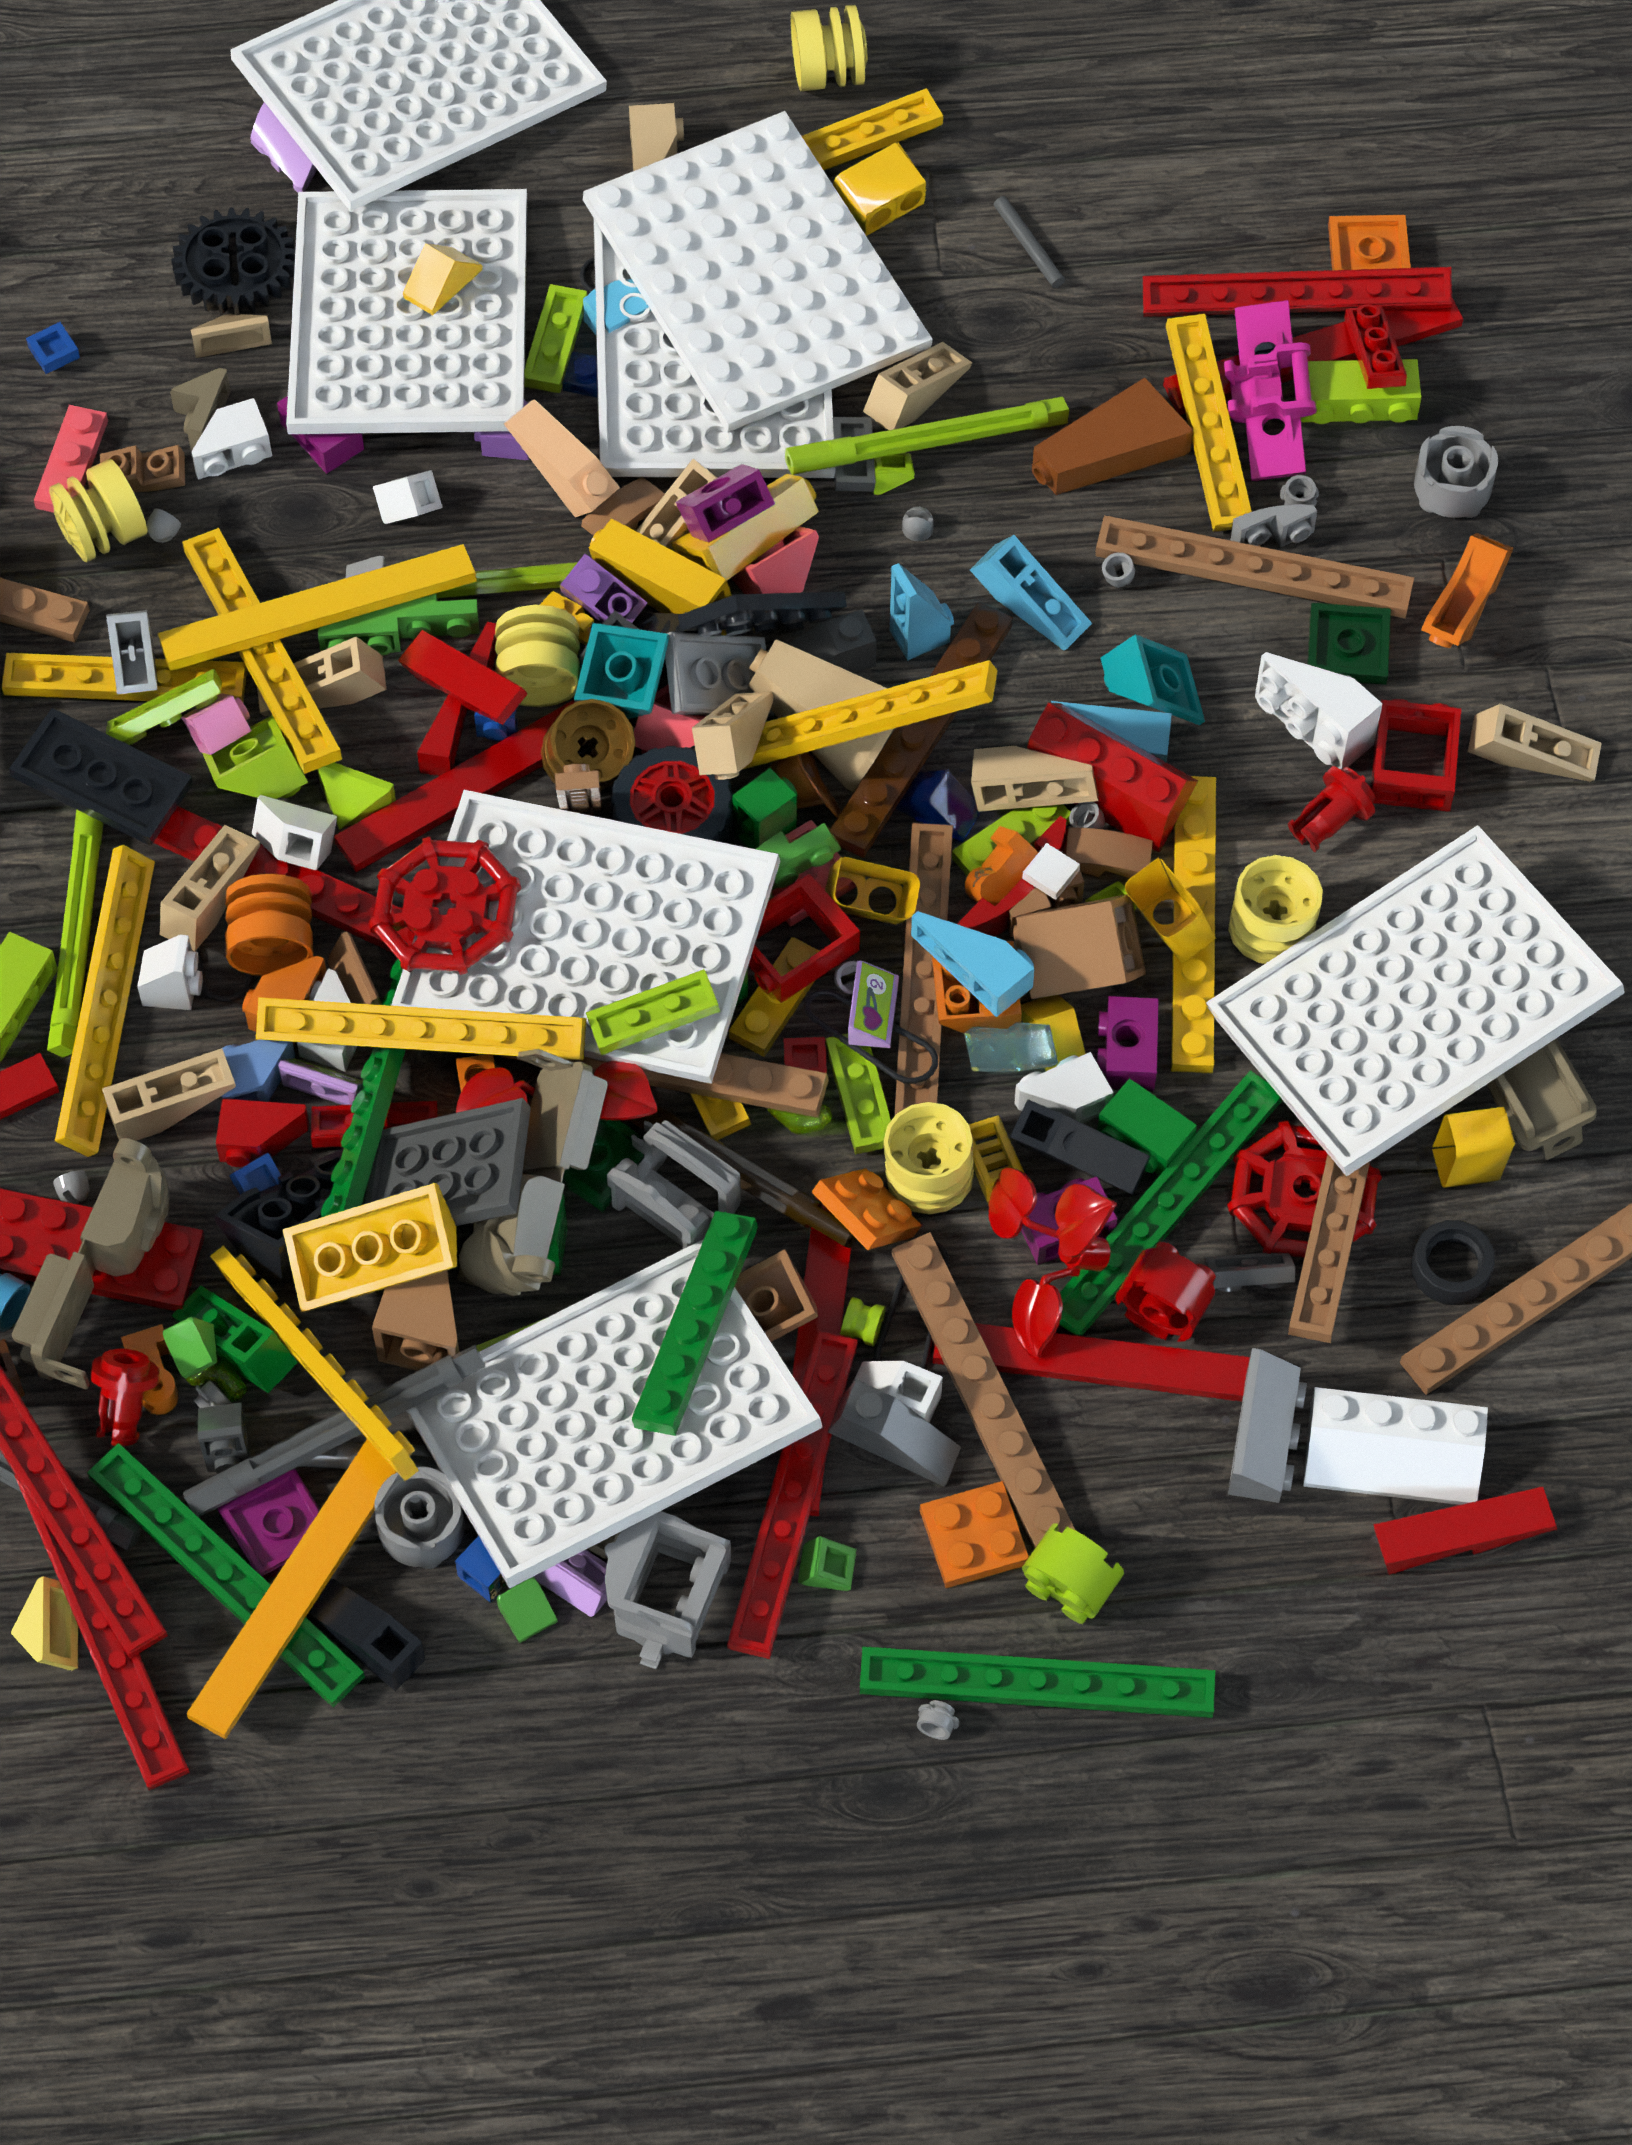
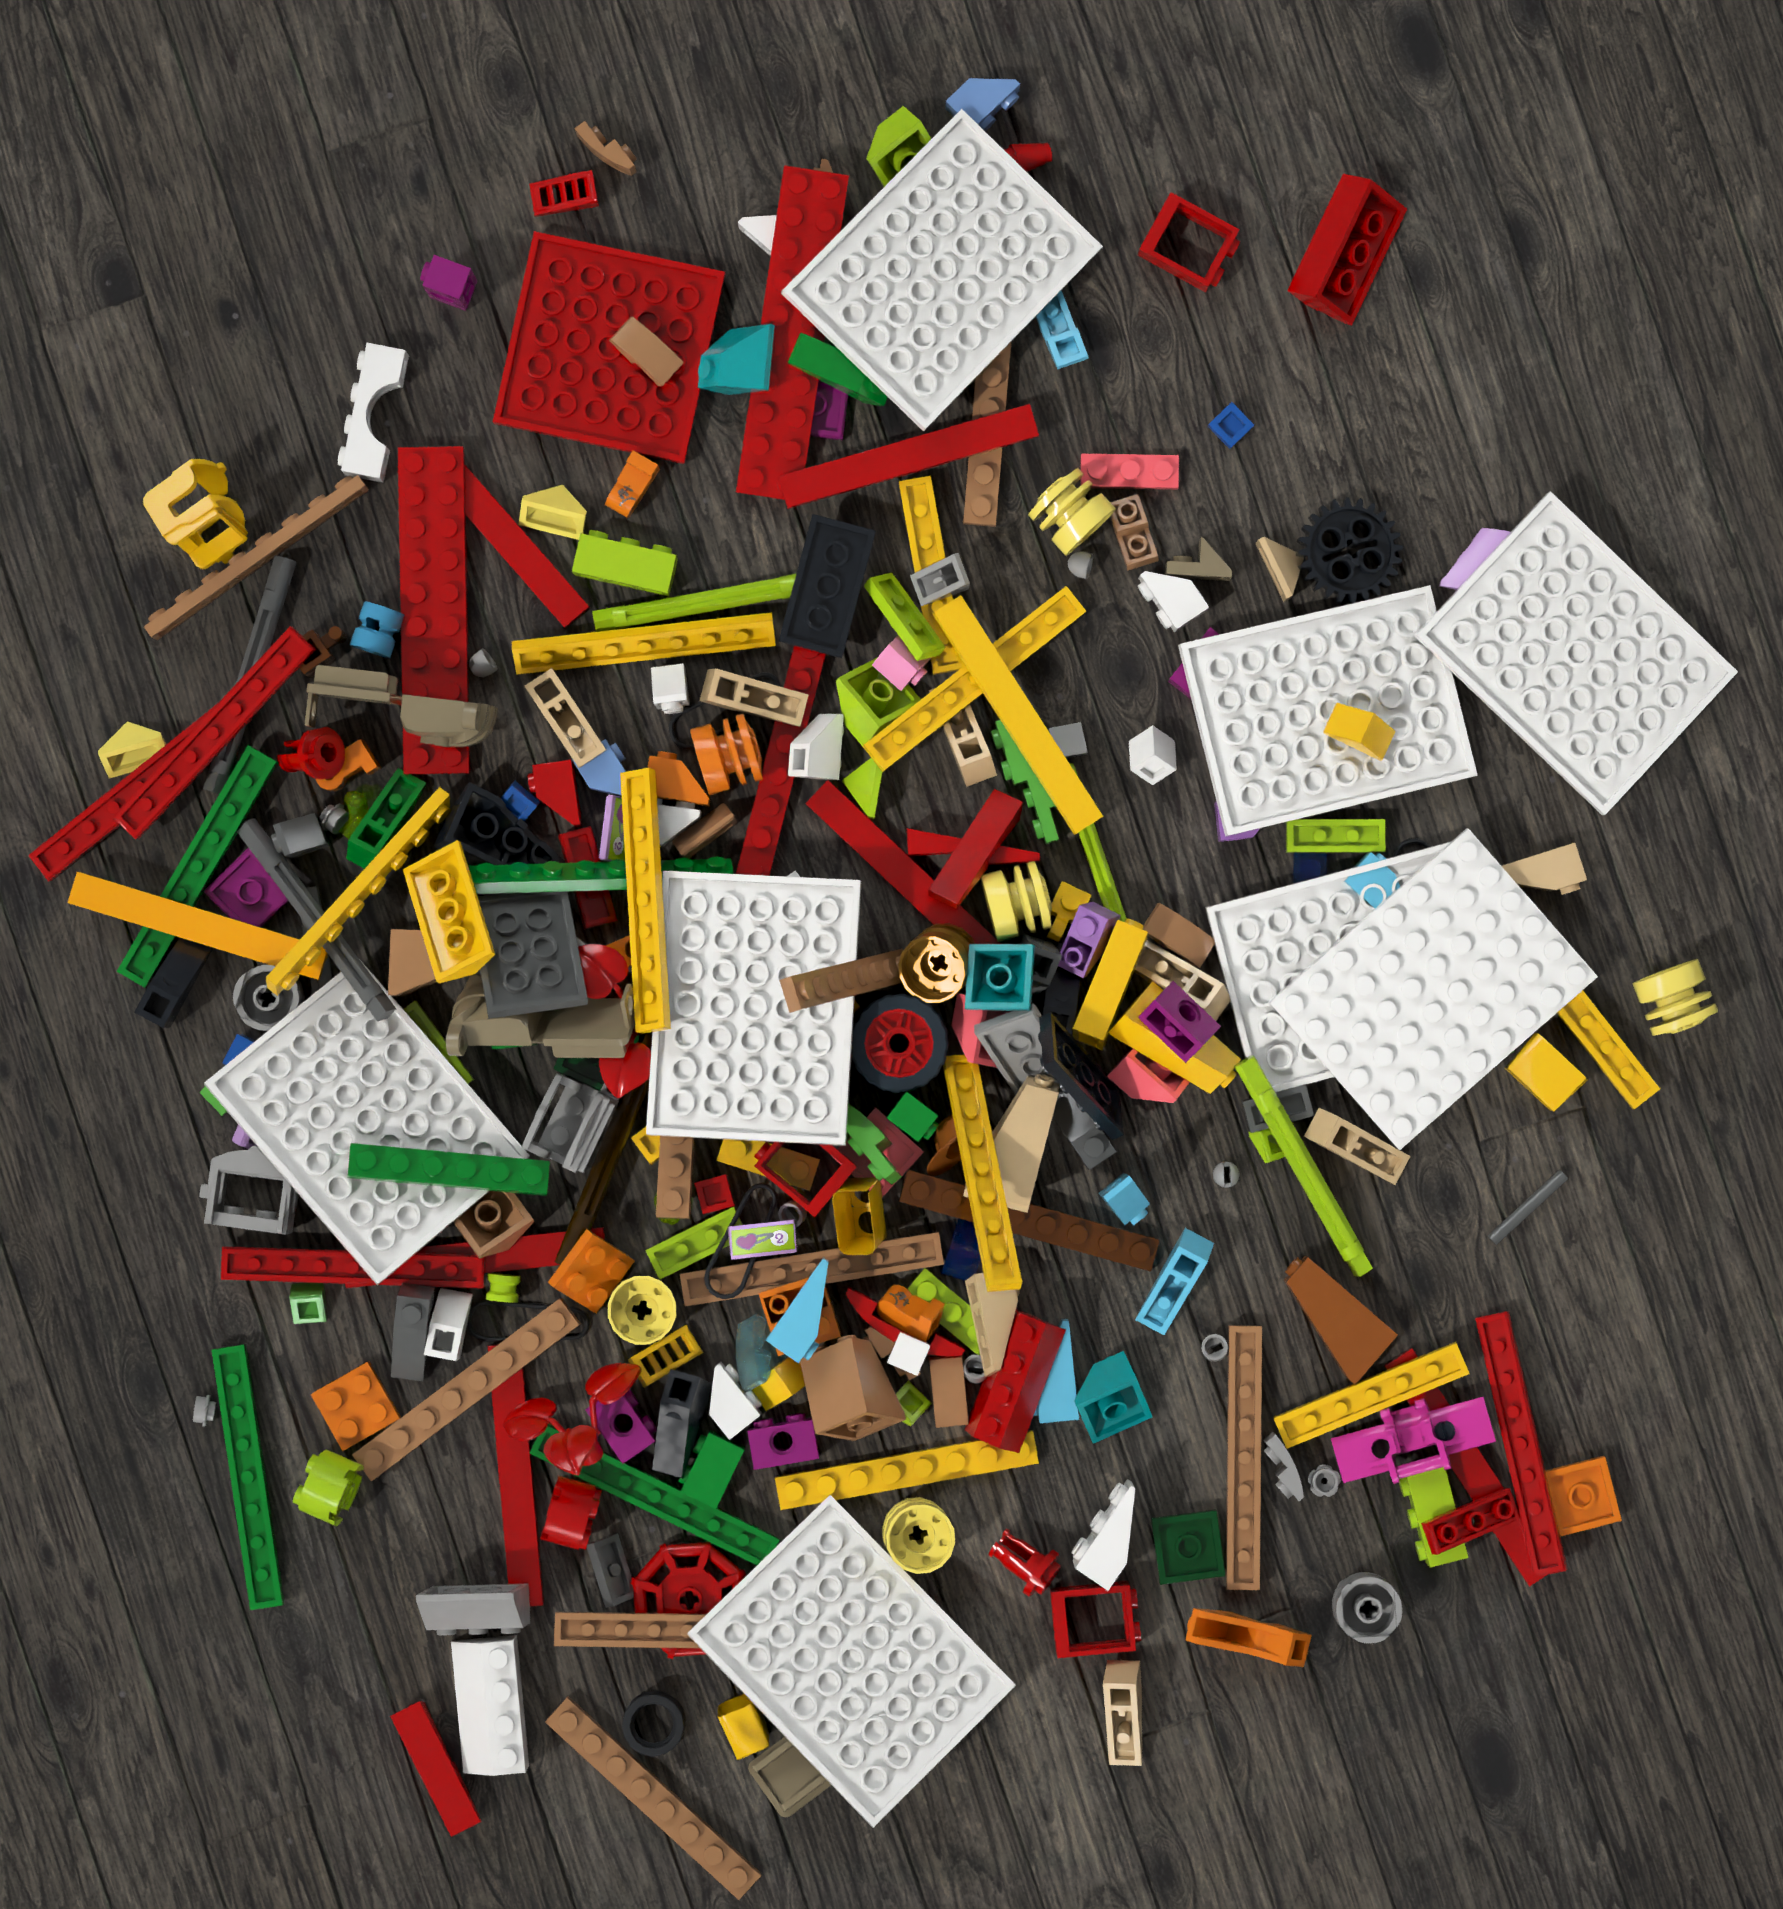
camera: 80 degrees right, 25 degrees up
(191, 1345) = (362, 795): bright green slope -> none
(440, 884) = (736, 881): red plate -> none
(562, 459) = (1204, 874): light nougat slope -> none
(653, 1012) = (685, 1079): lime plate -> none
(730, 734) = (962, 1078): tan slope -> none
(1188, 933) = (899, 1428): yellow piece -> none

